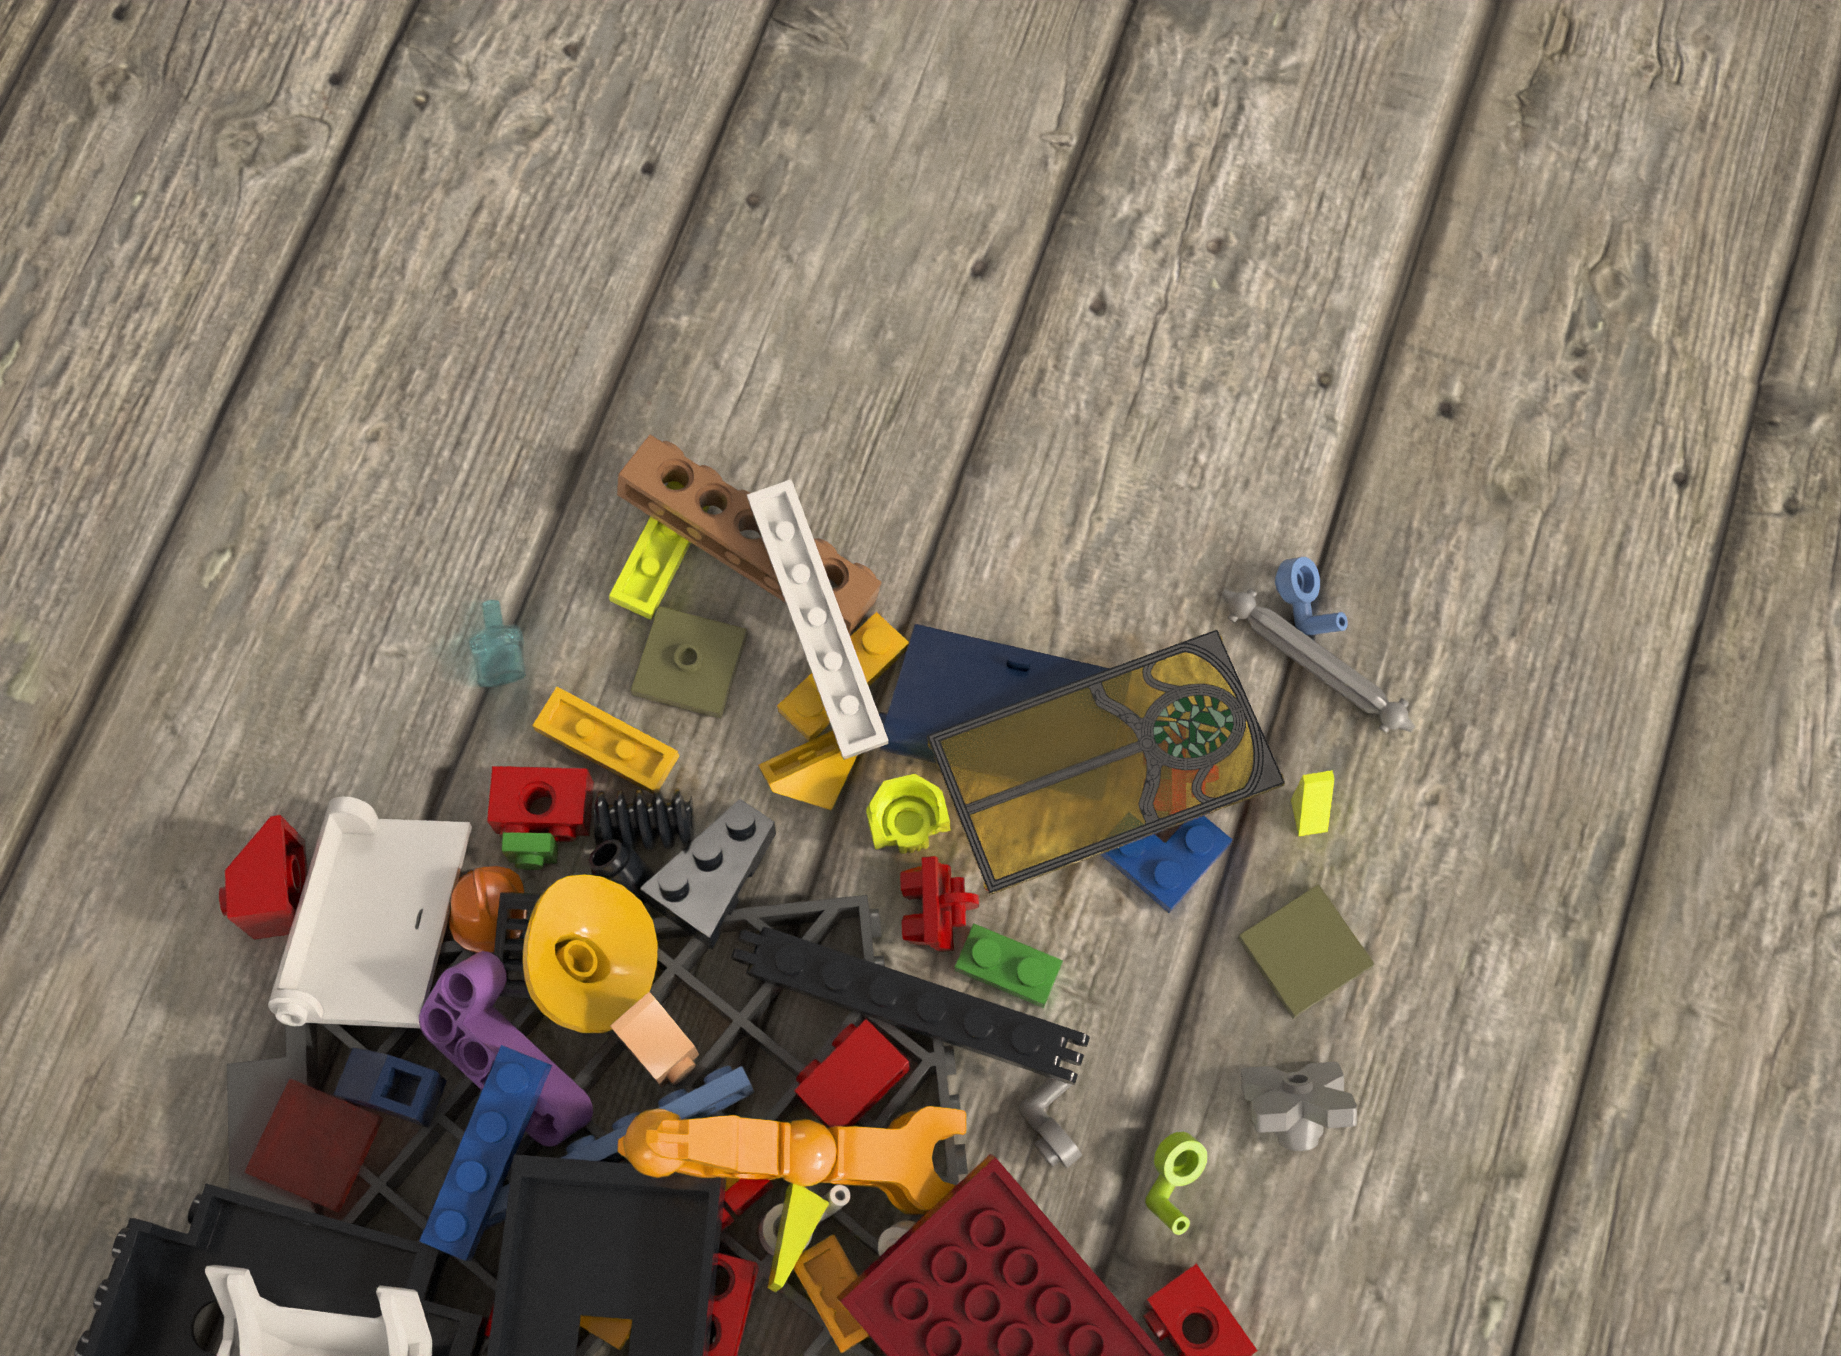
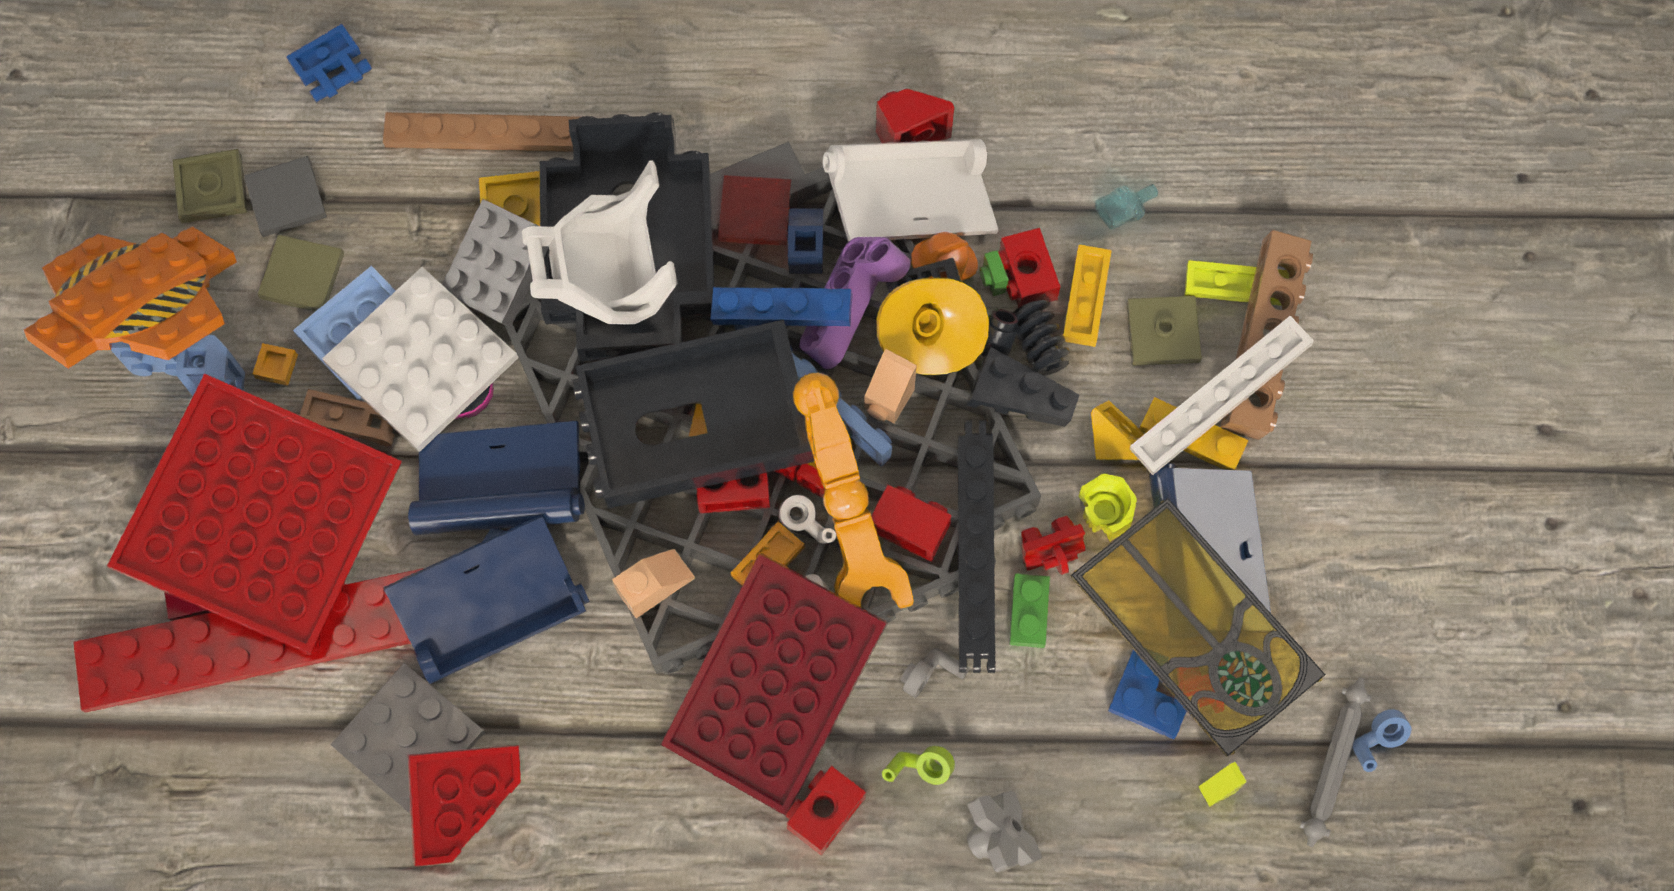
camera: 70 degrees right, 0 degrees up
(798, 1221) = (801, 516): neon yellow piece -> none
(1305, 951) = (1114, 813): olive tile -> none

